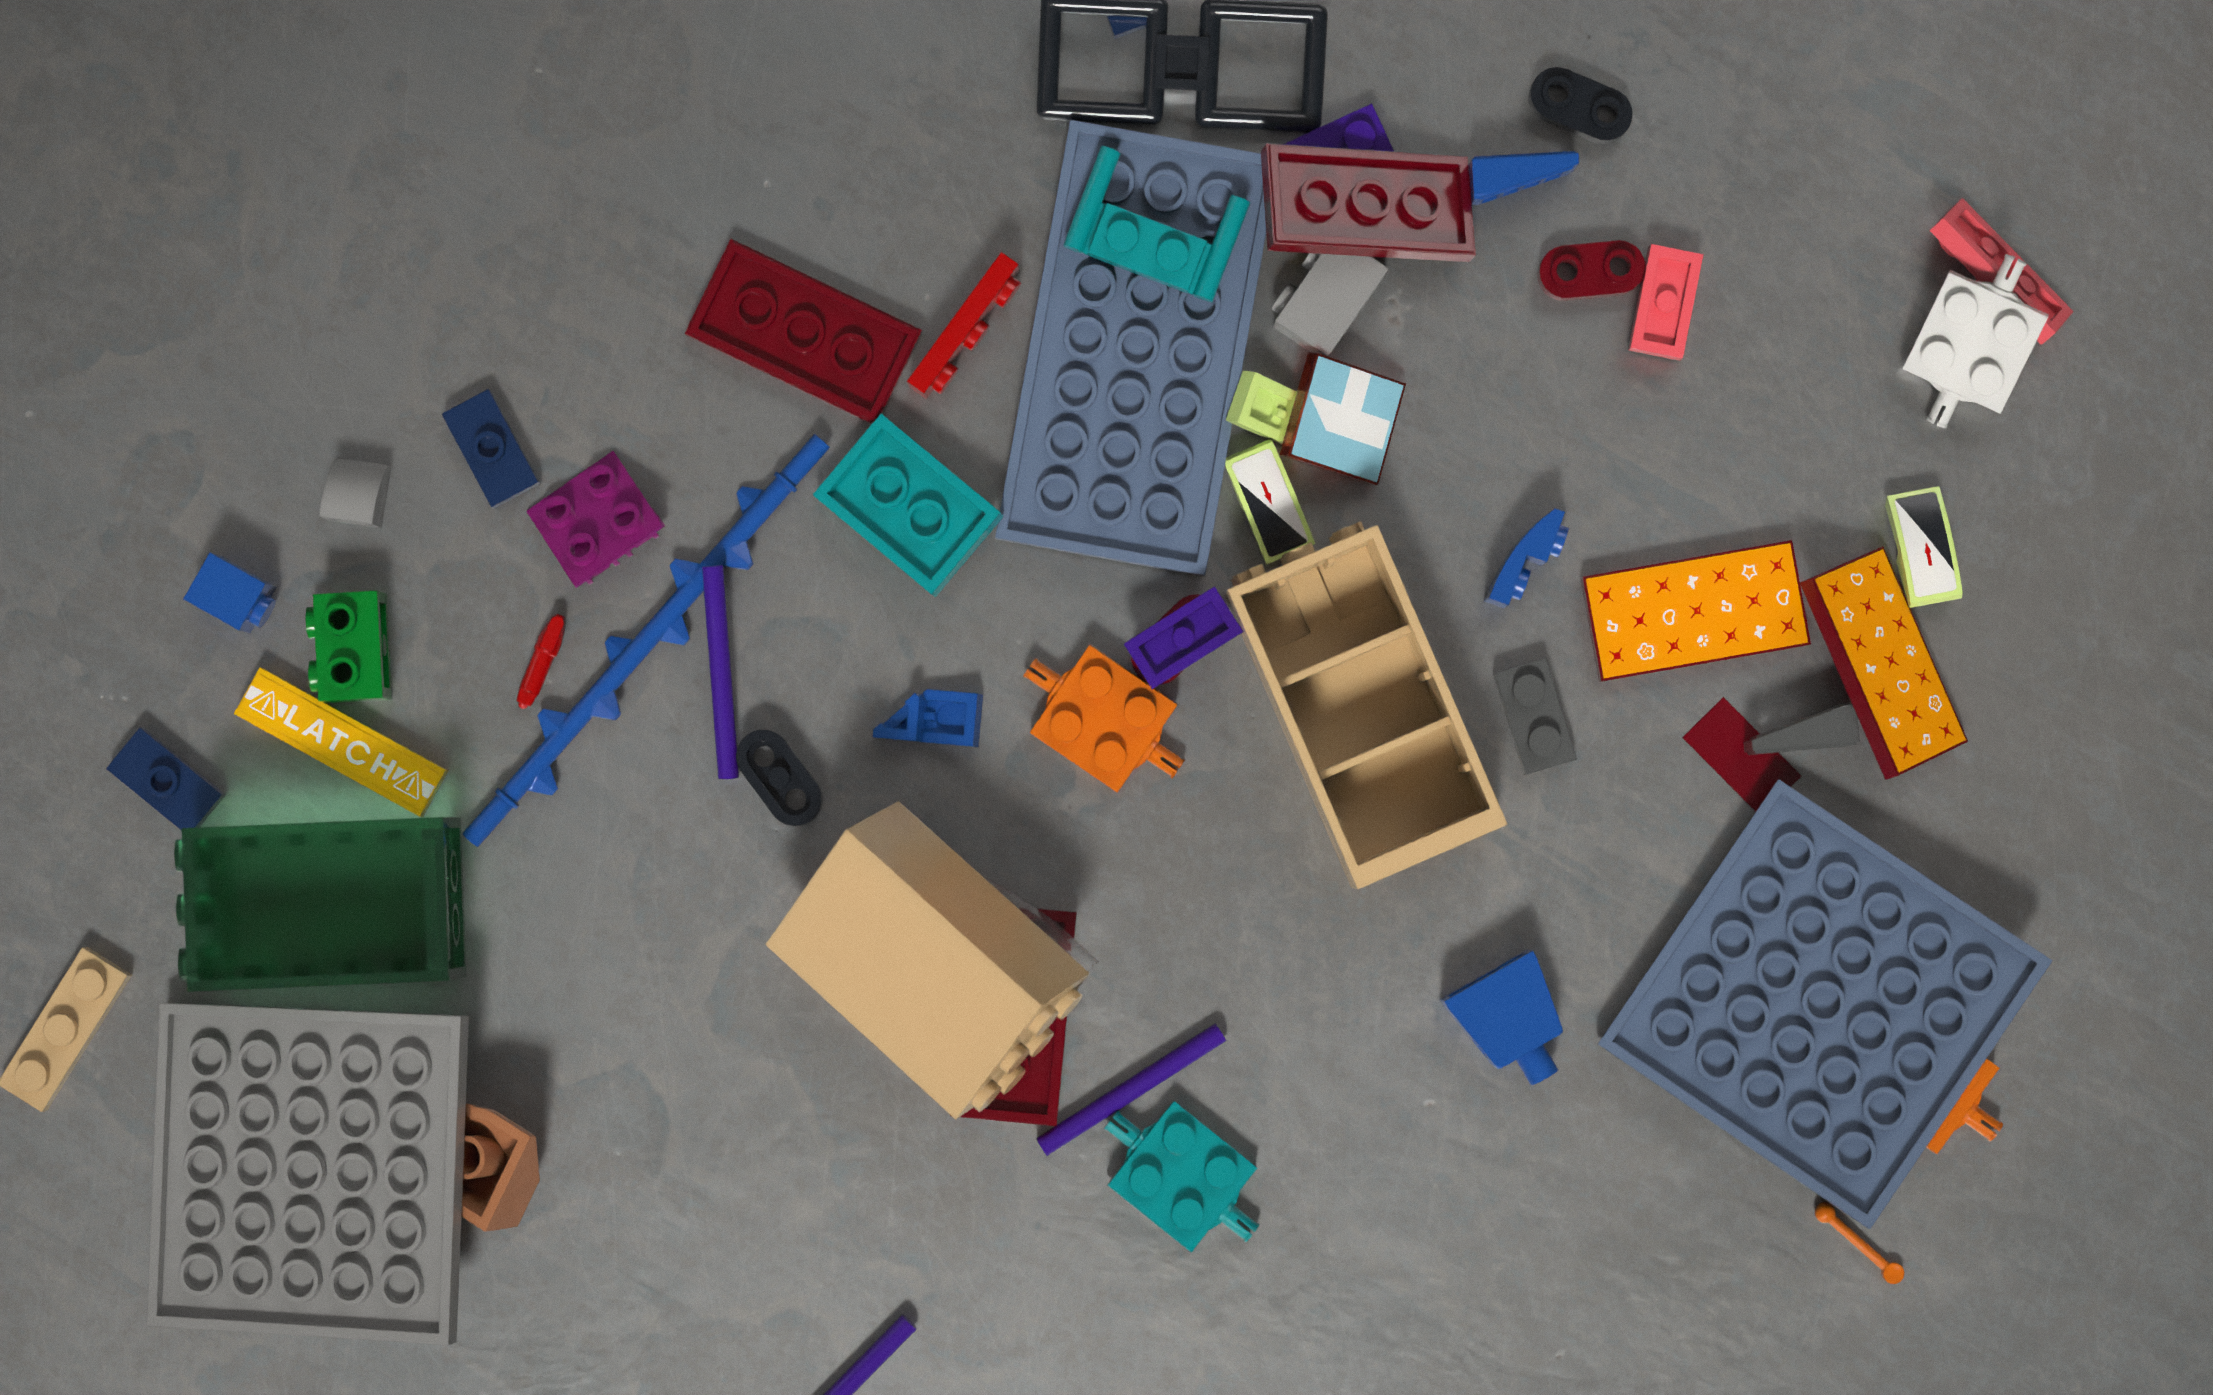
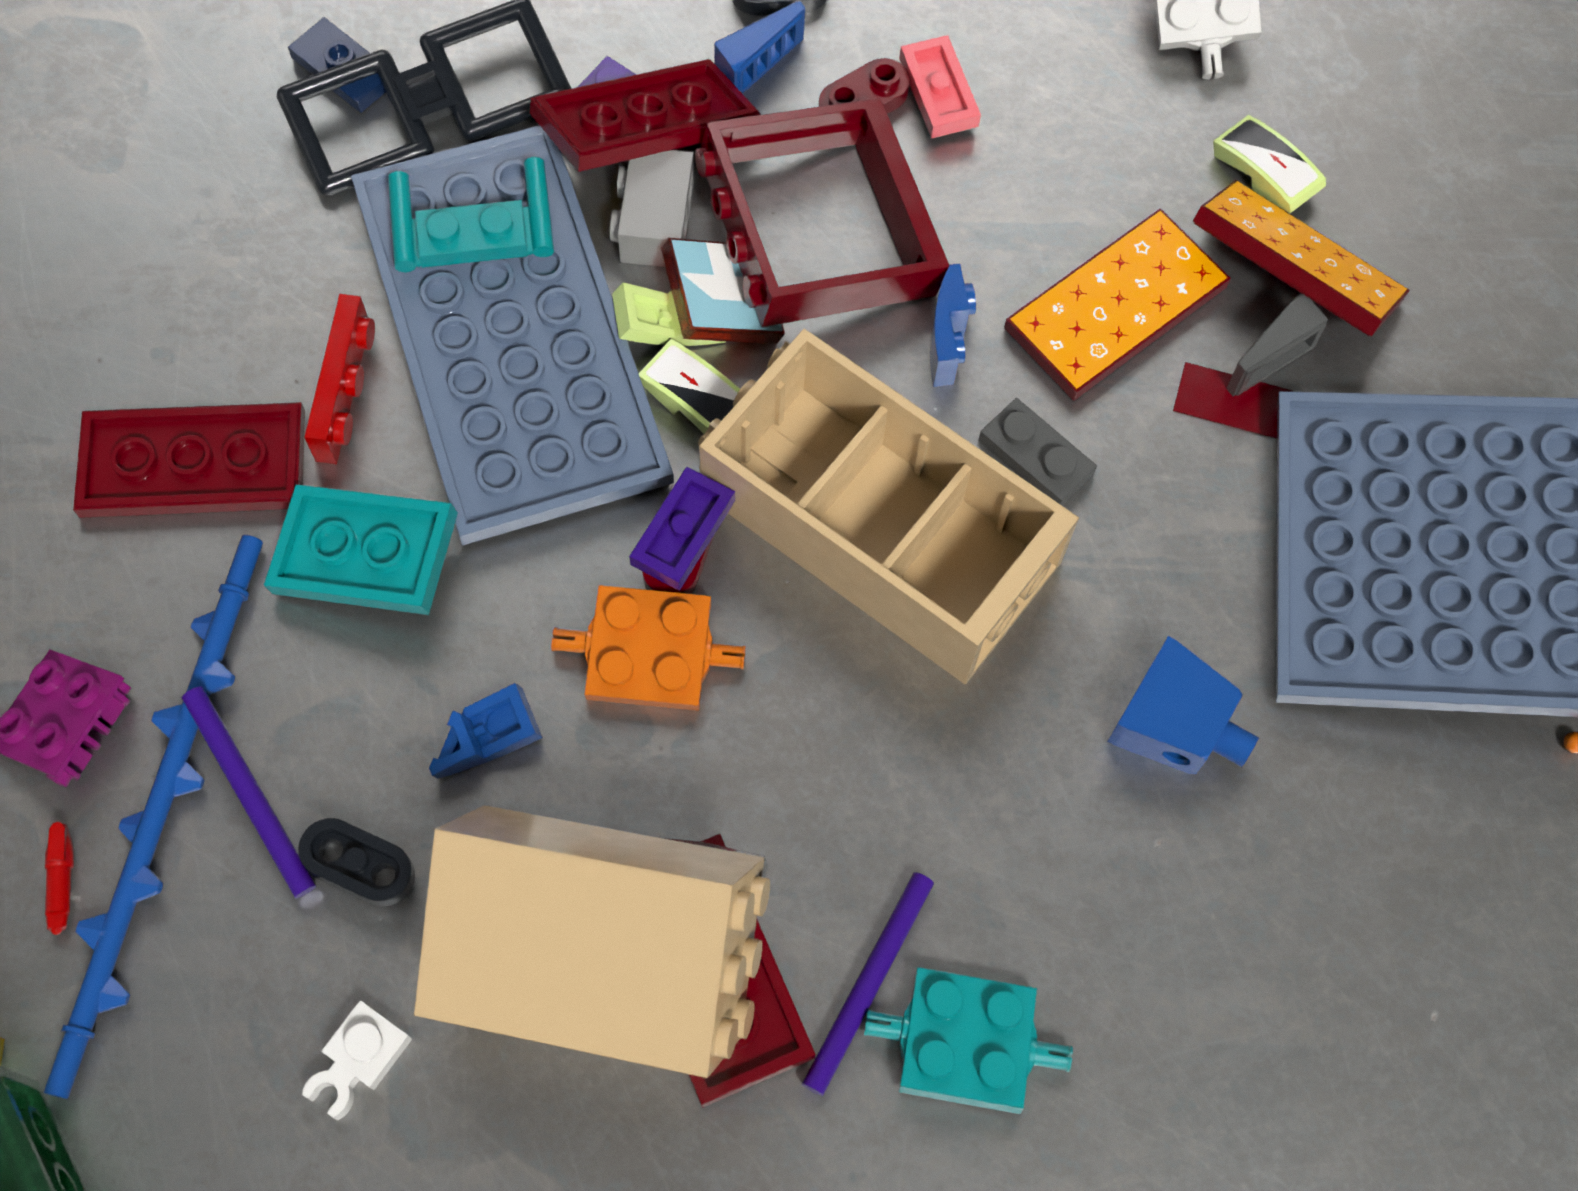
camera: 30 degrees left, 20 degrees down
(714, 930) = (363, 1052): none -> white plate
(1555, 401) = (809, 130): none -> dark red window

